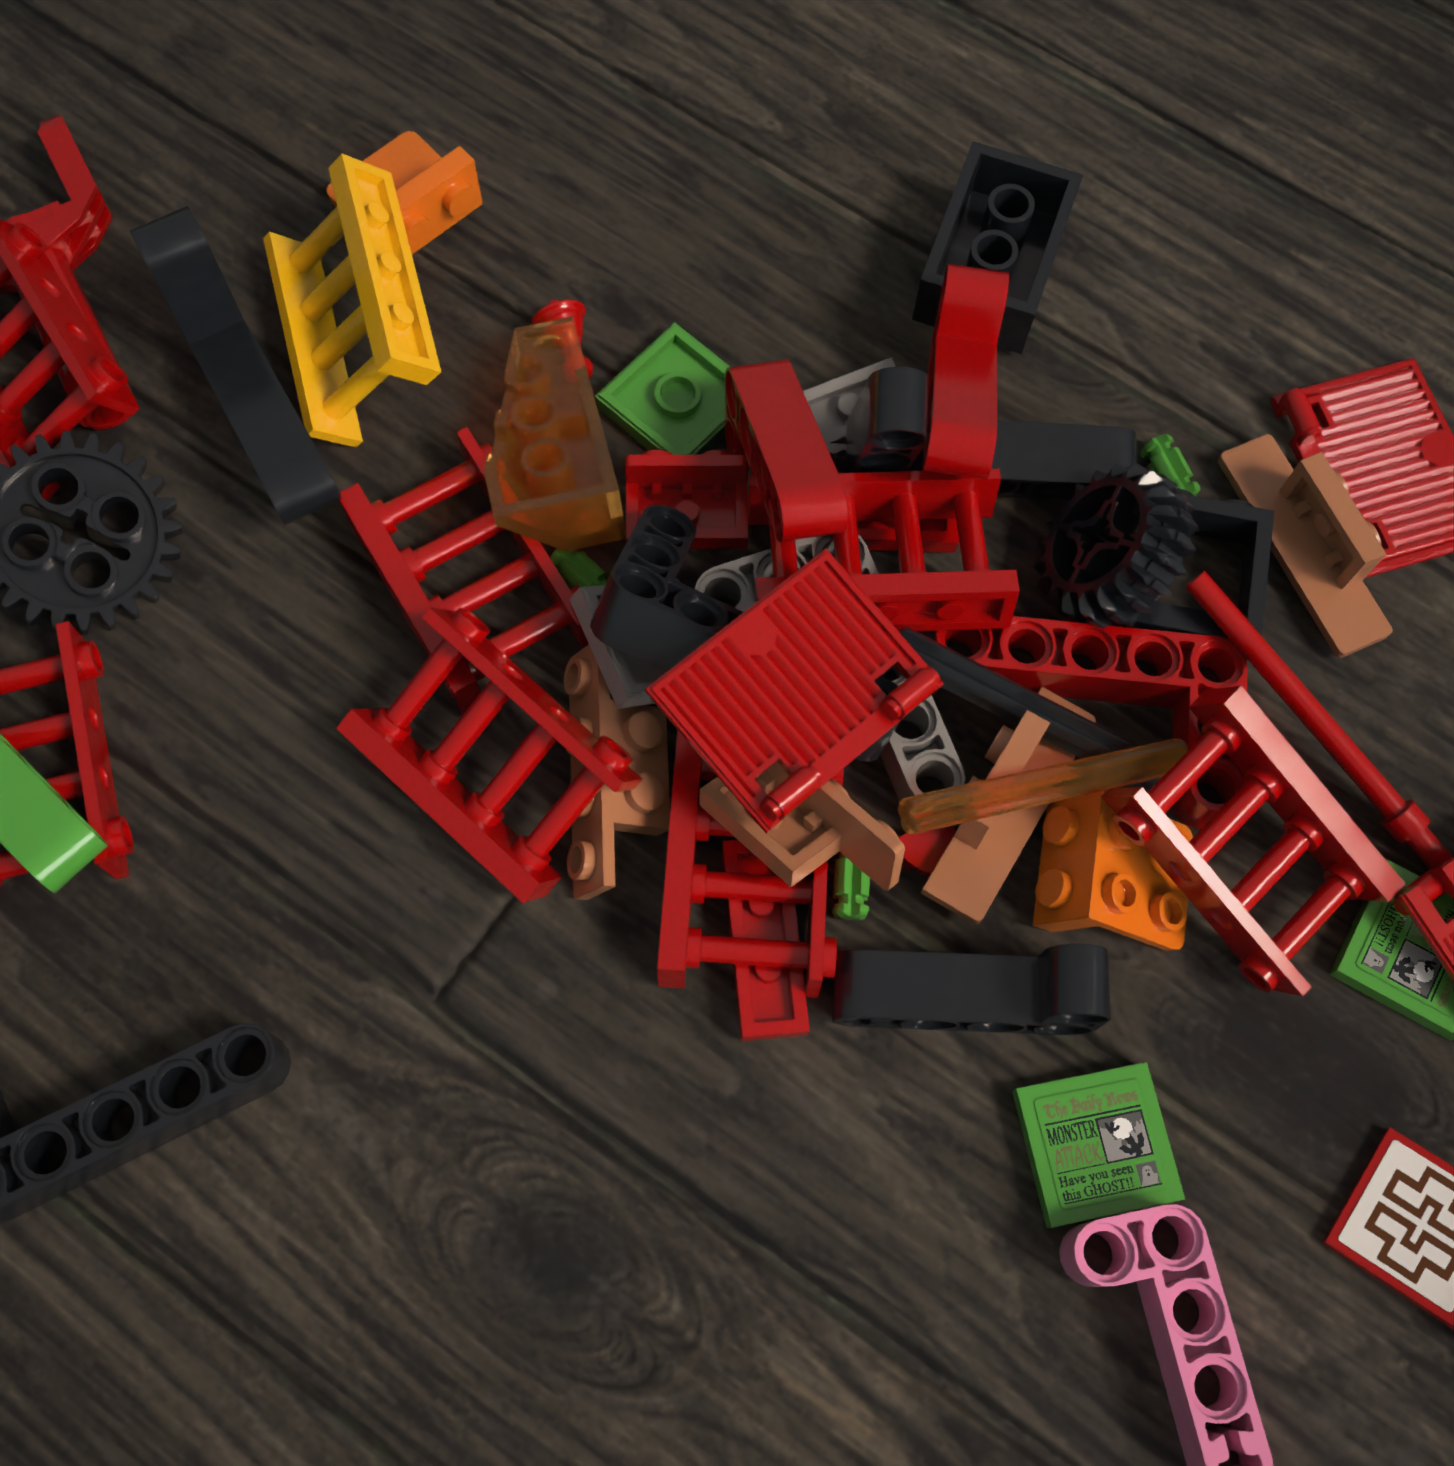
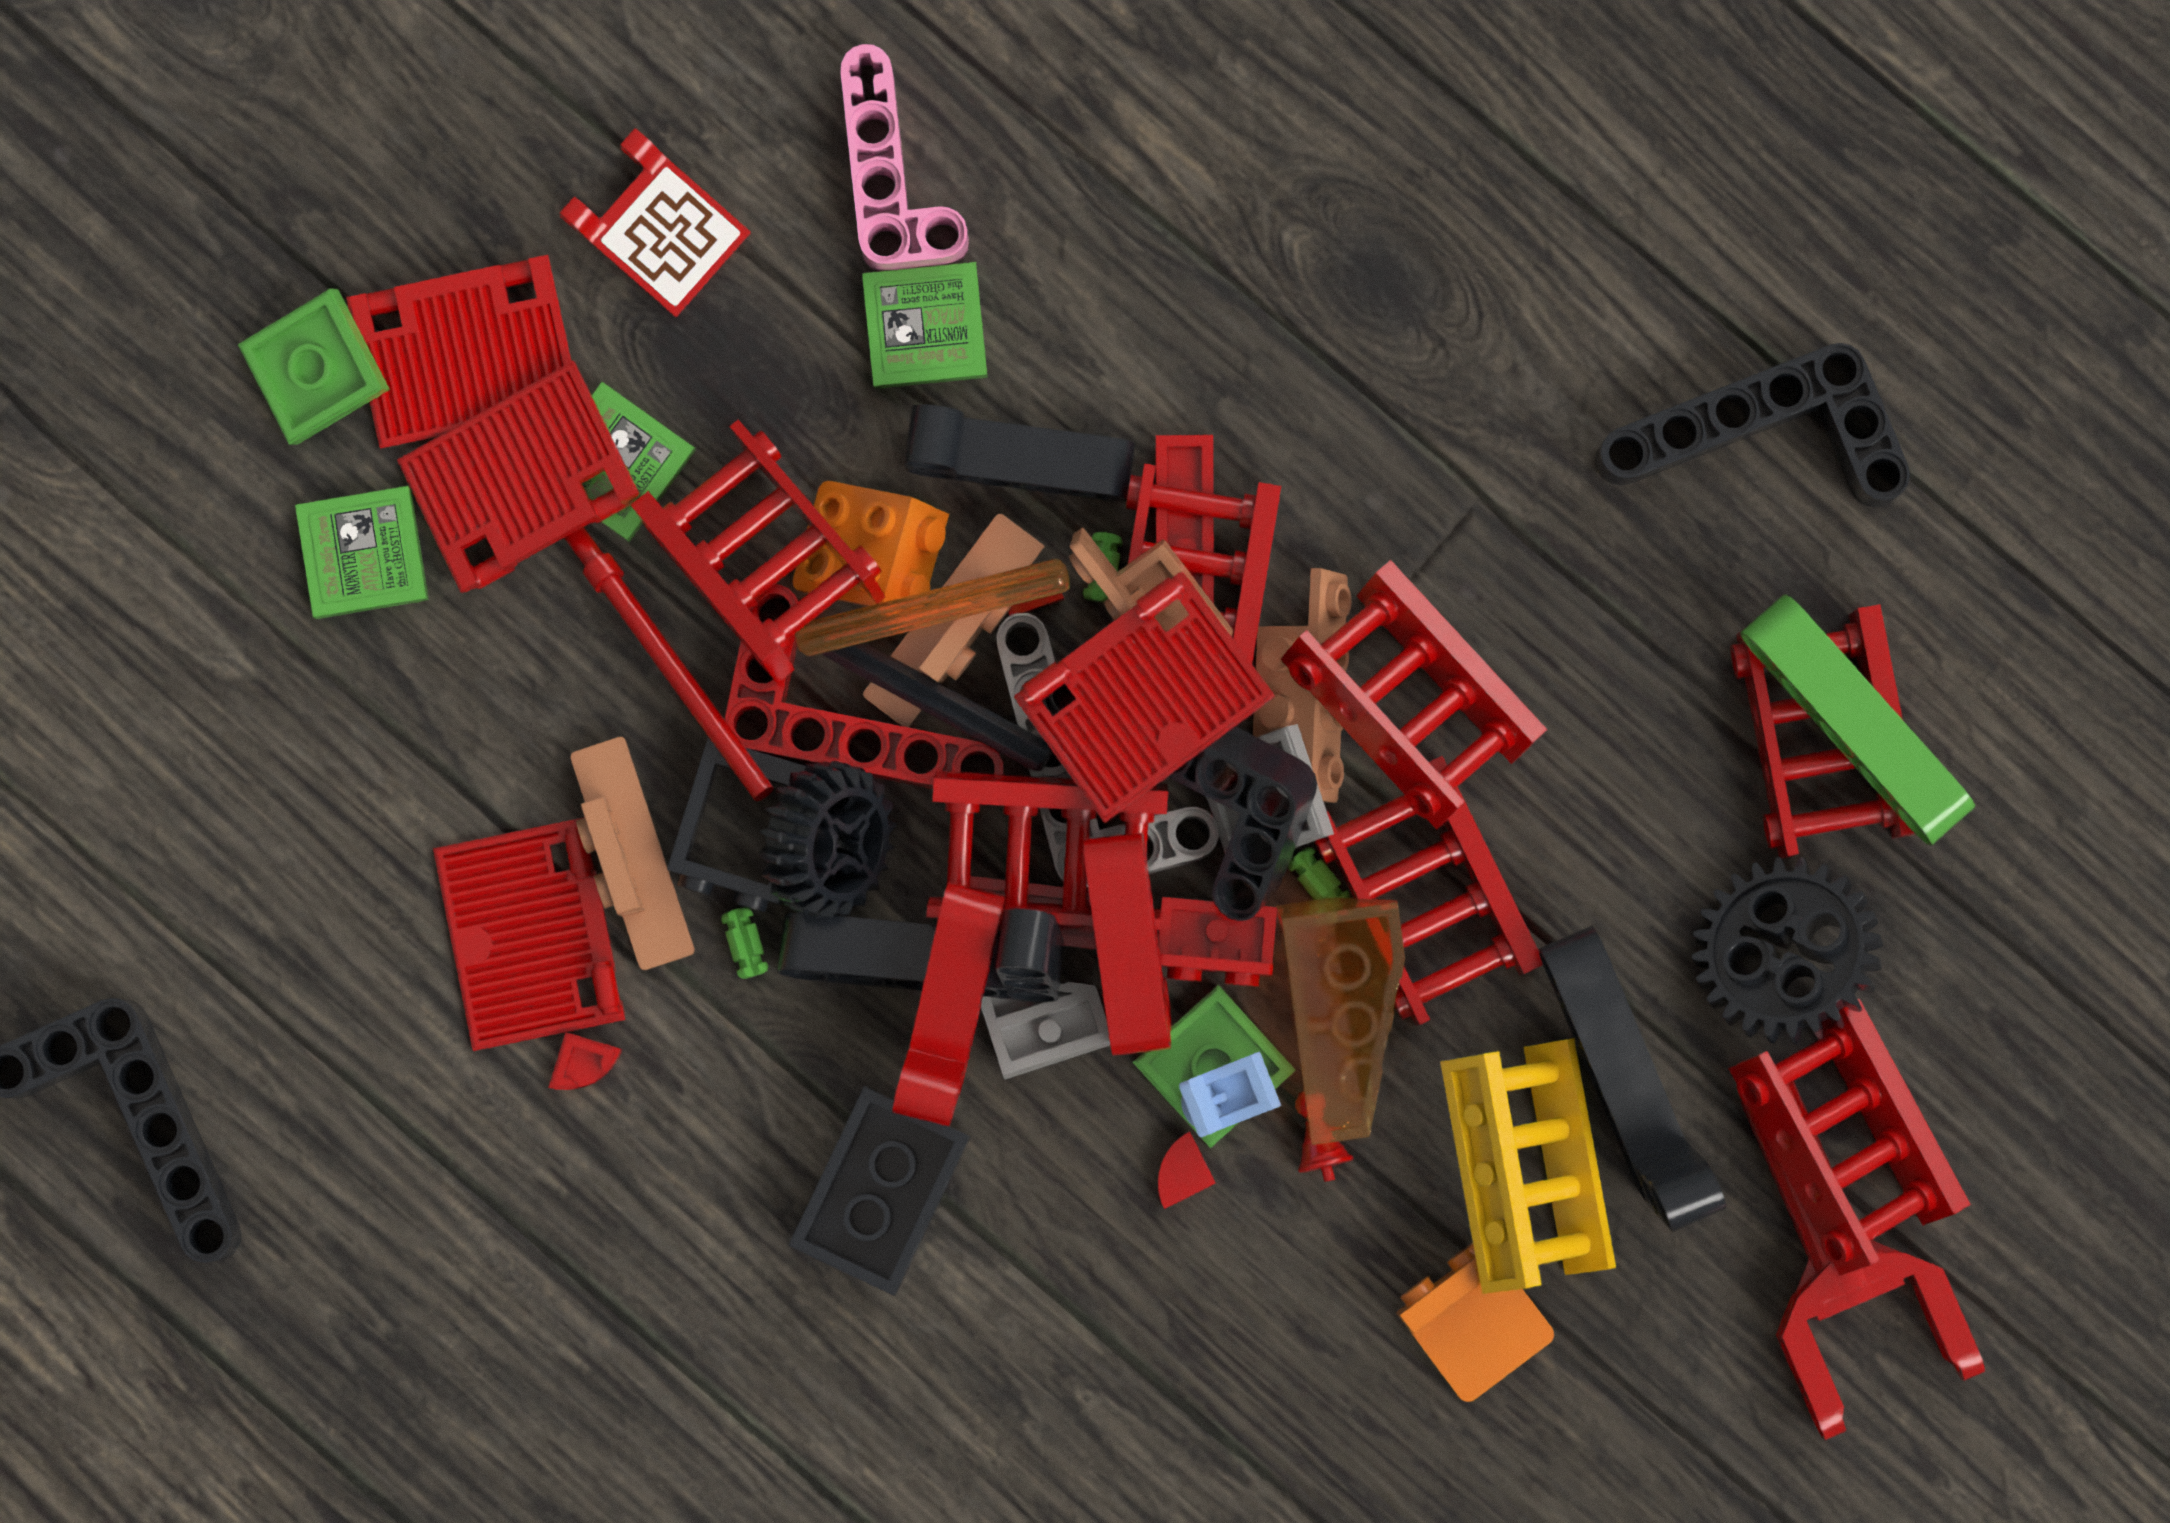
camera: 170 degrees left, 15 degrees up
(662, 352) = (1228, 1095): none -> light blue bracket
(698, 302) = (1182, 1172): none -> red tile
(1305, 356) = (582, 1062): none -> red tile

